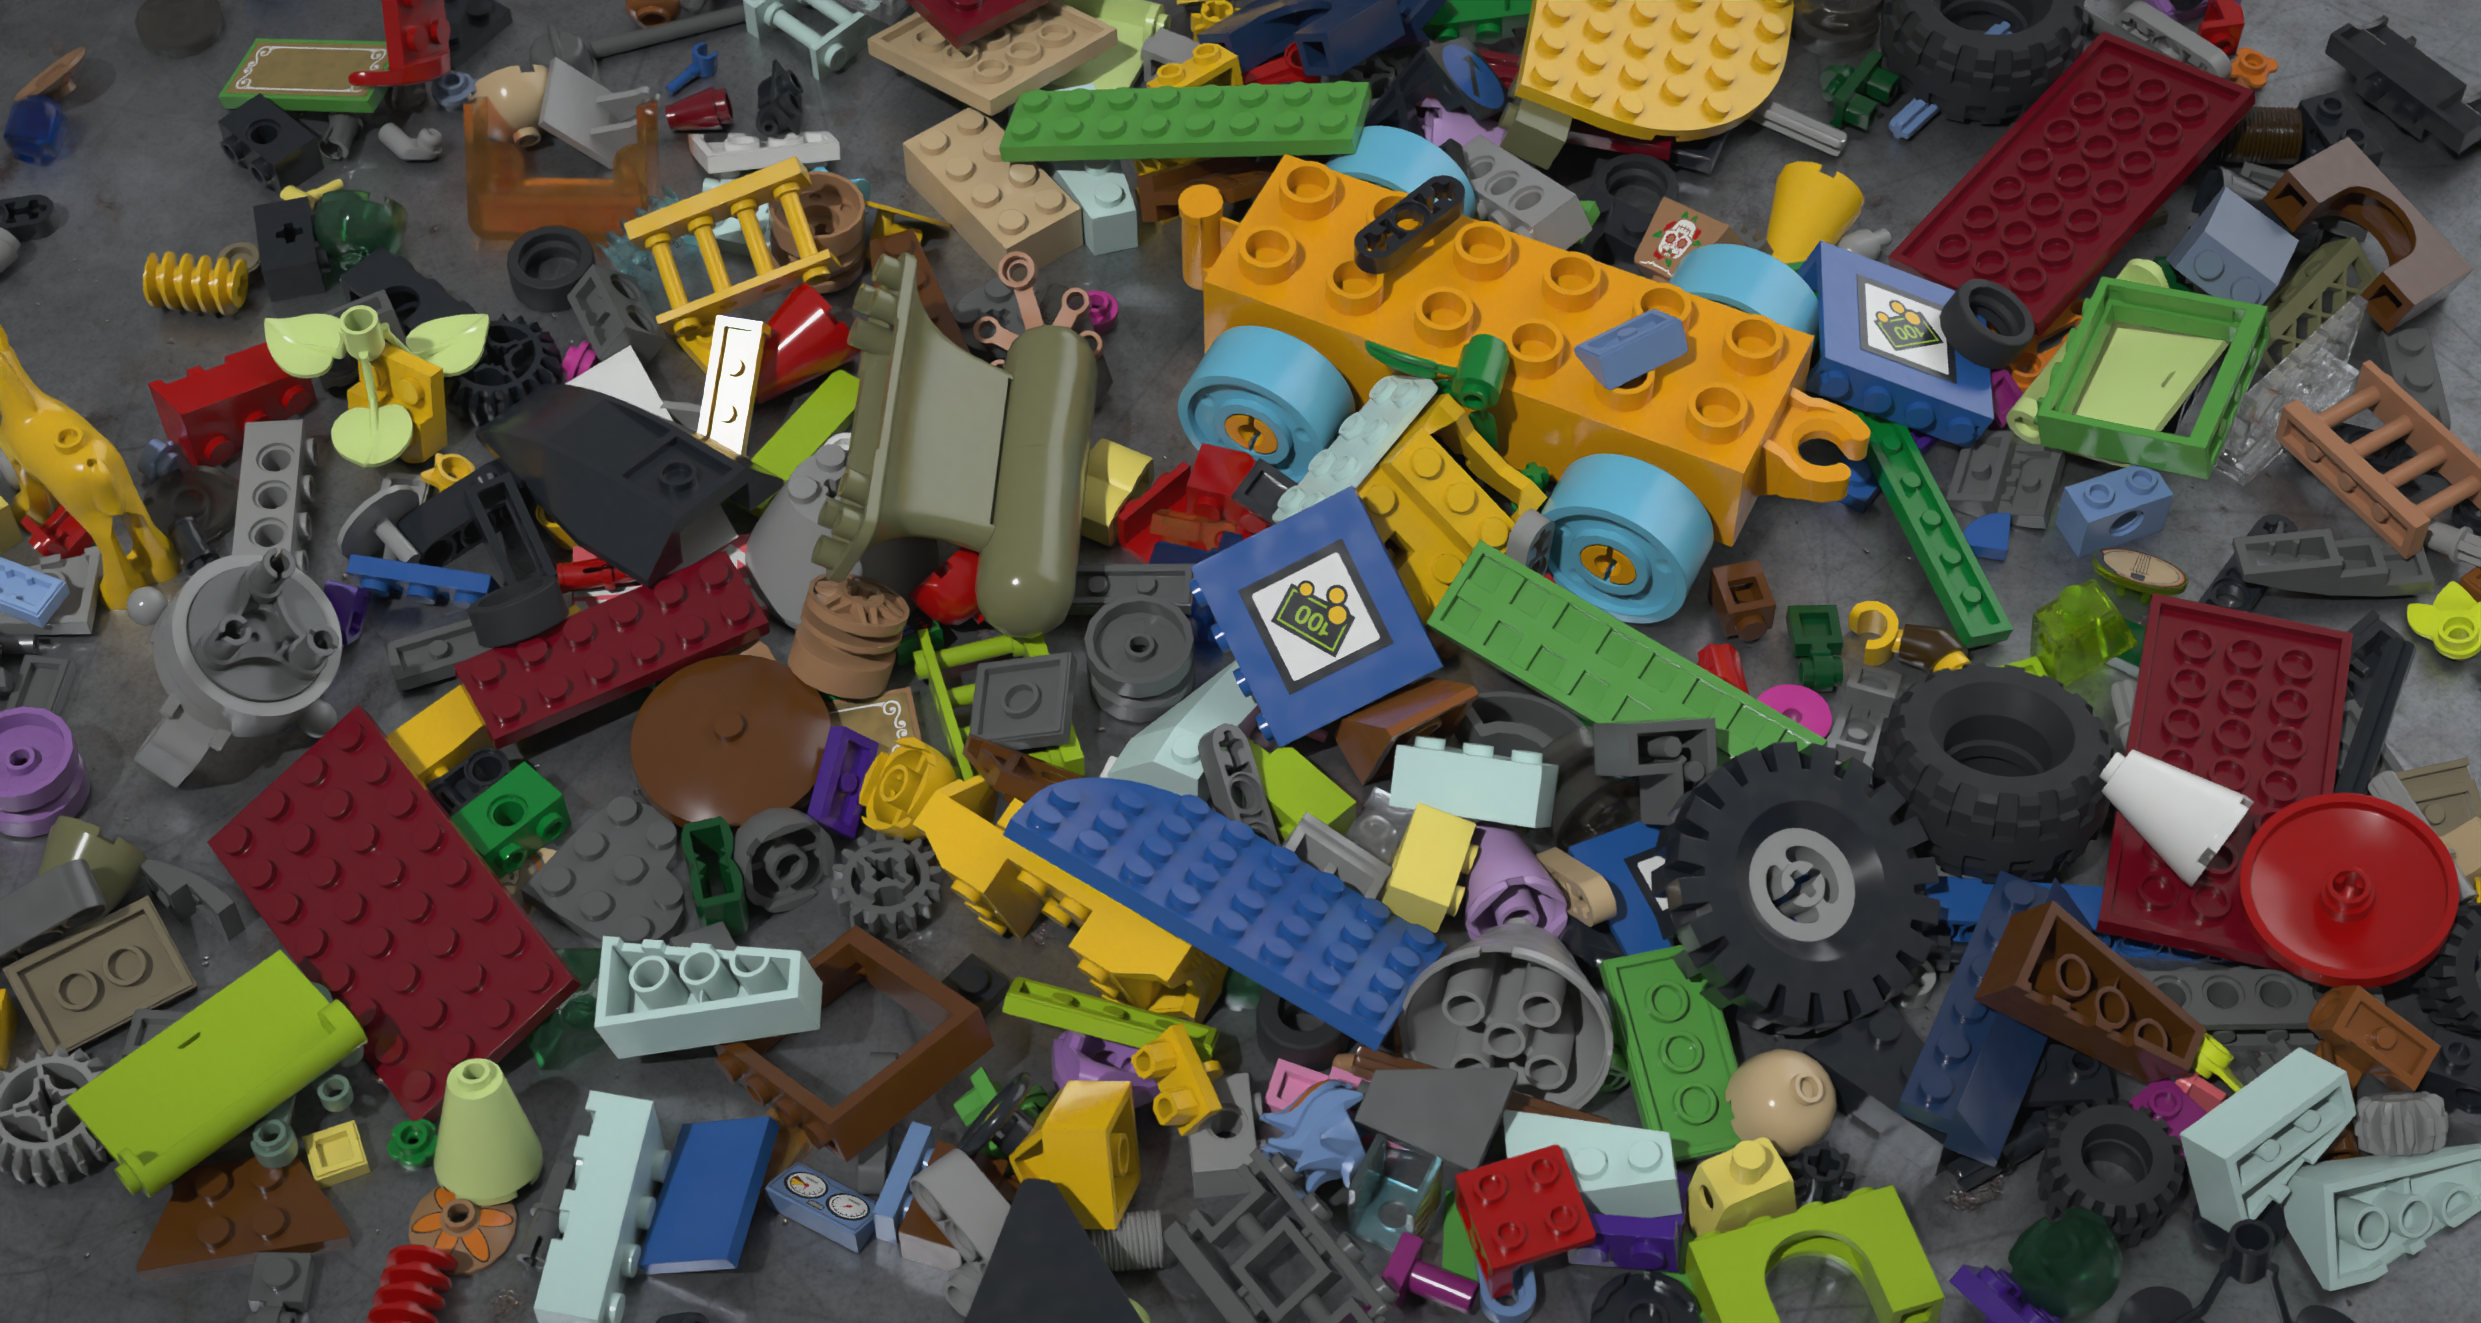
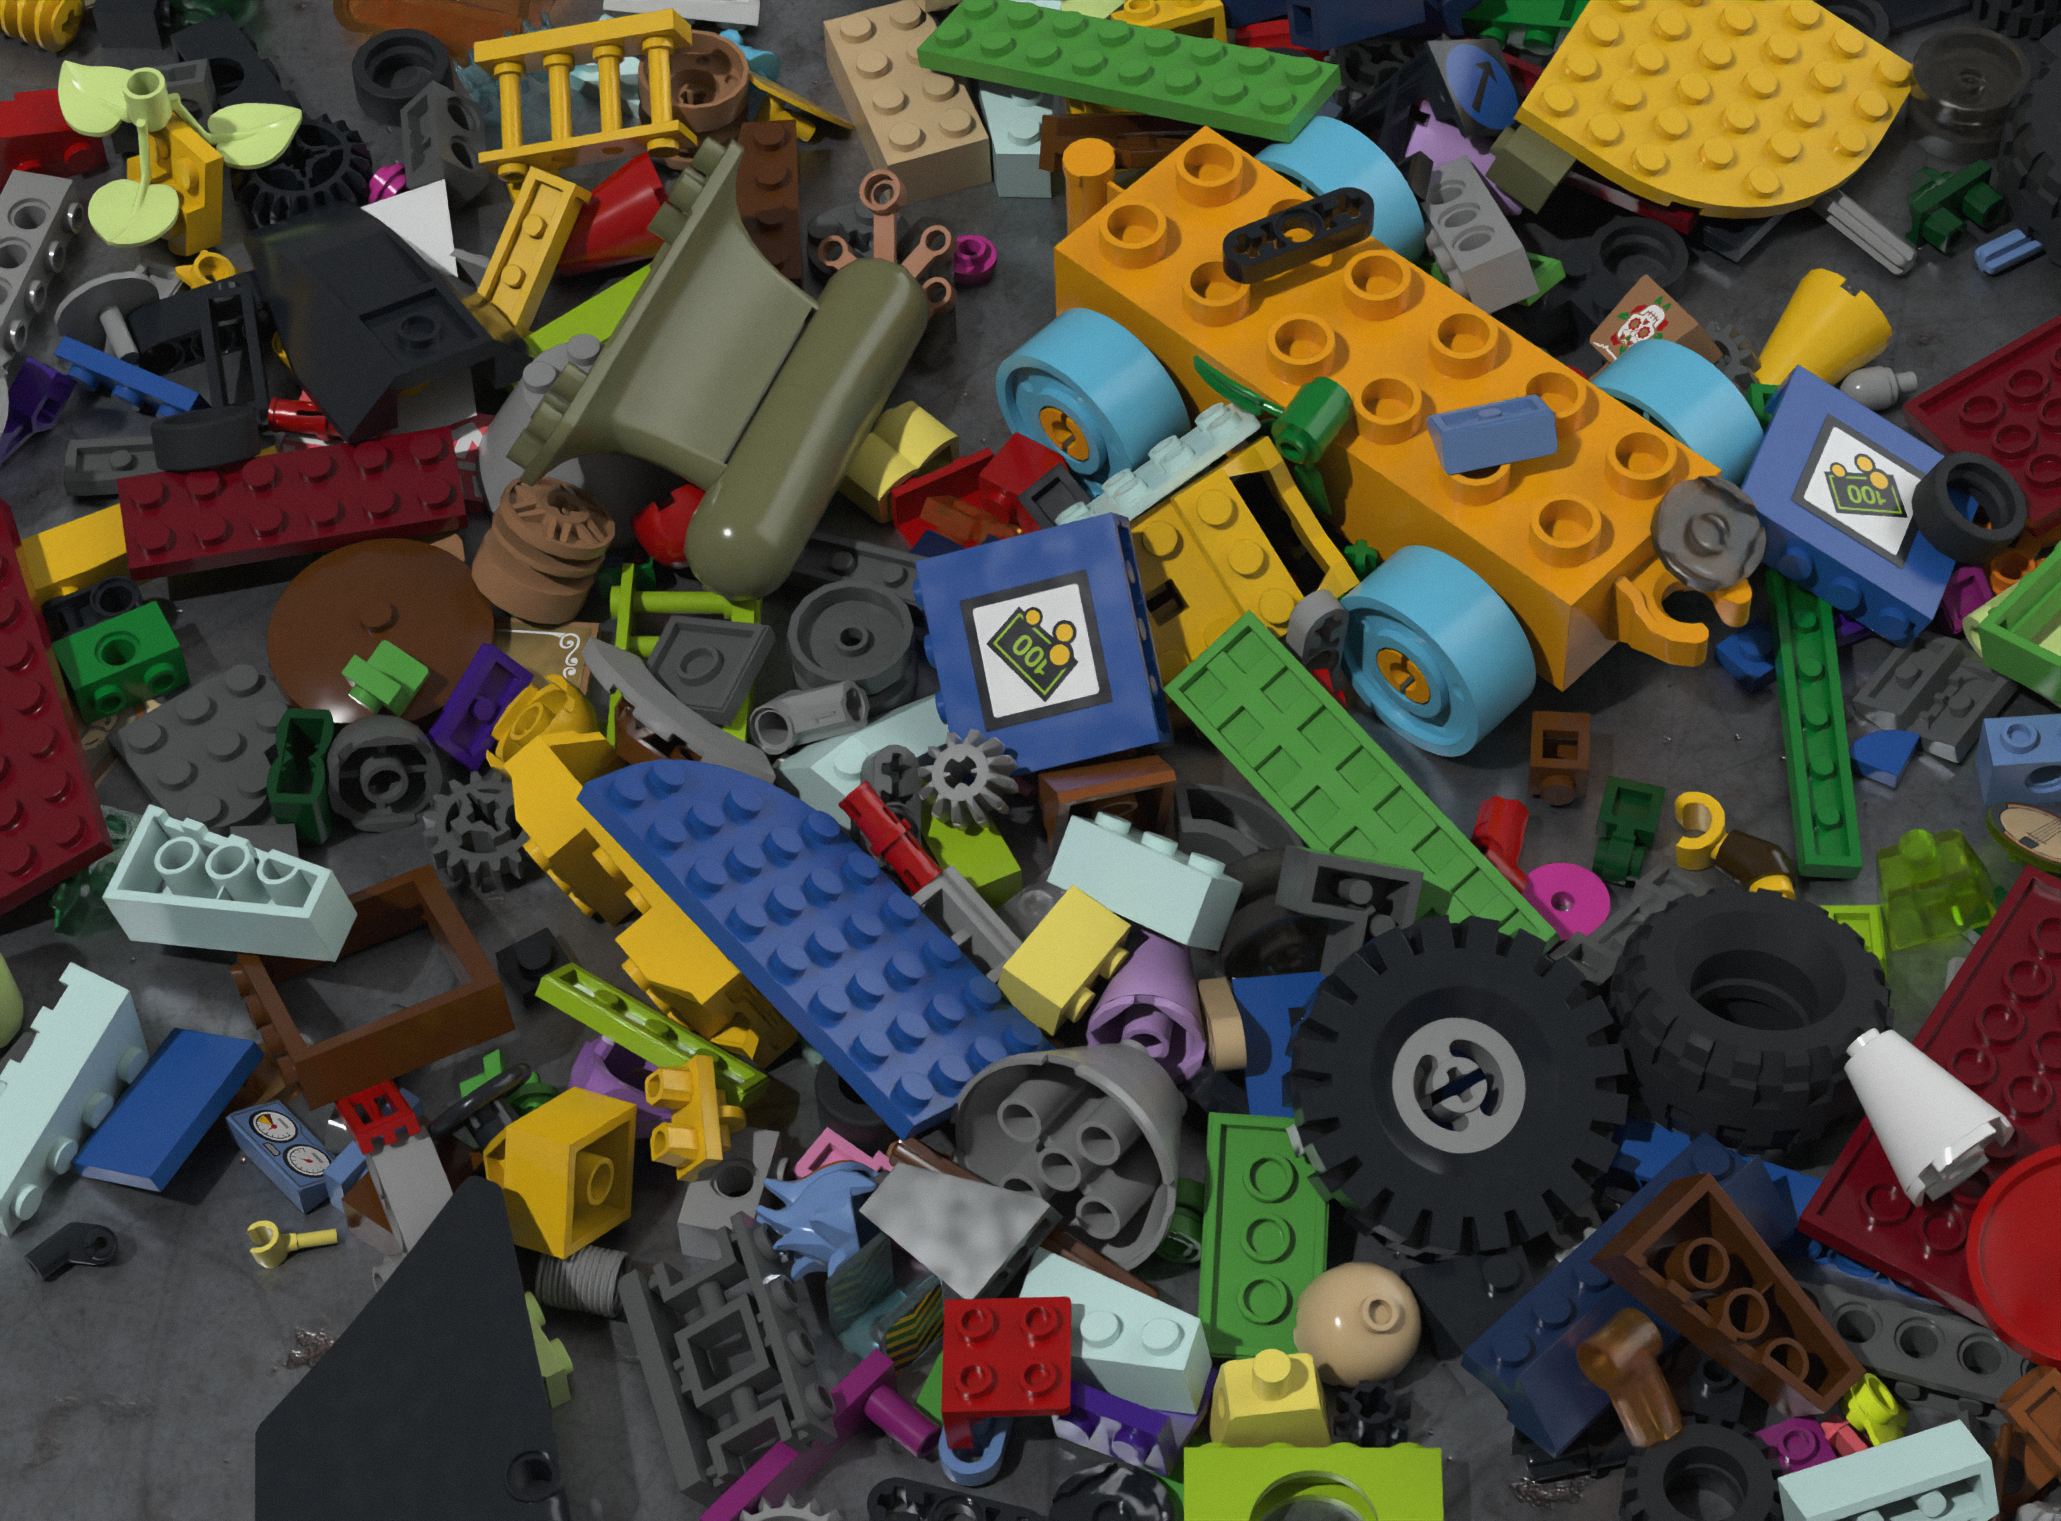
camera: 20 degrees right, 0 degrees up
(761, 777) = (386, 680): none -> bright green bracket
(854, 1282) = (281, 1244): none -> light yellow hand
(904, 1159) = (379, 1124): none -> red tile
(1012, 746) = (667, 714): none -> light grey tile
(1128, 718) = (808, 716): none -> light grey piece
(1249, 802) = (890, 837): none -> red pin
(1297, 754) = (980, 760): none -> light grey gear
(1823, 389) = (1708, 533): none -> clear smoke tile
(2026, 1076) = (1624, 1364): none -> clear orange piece

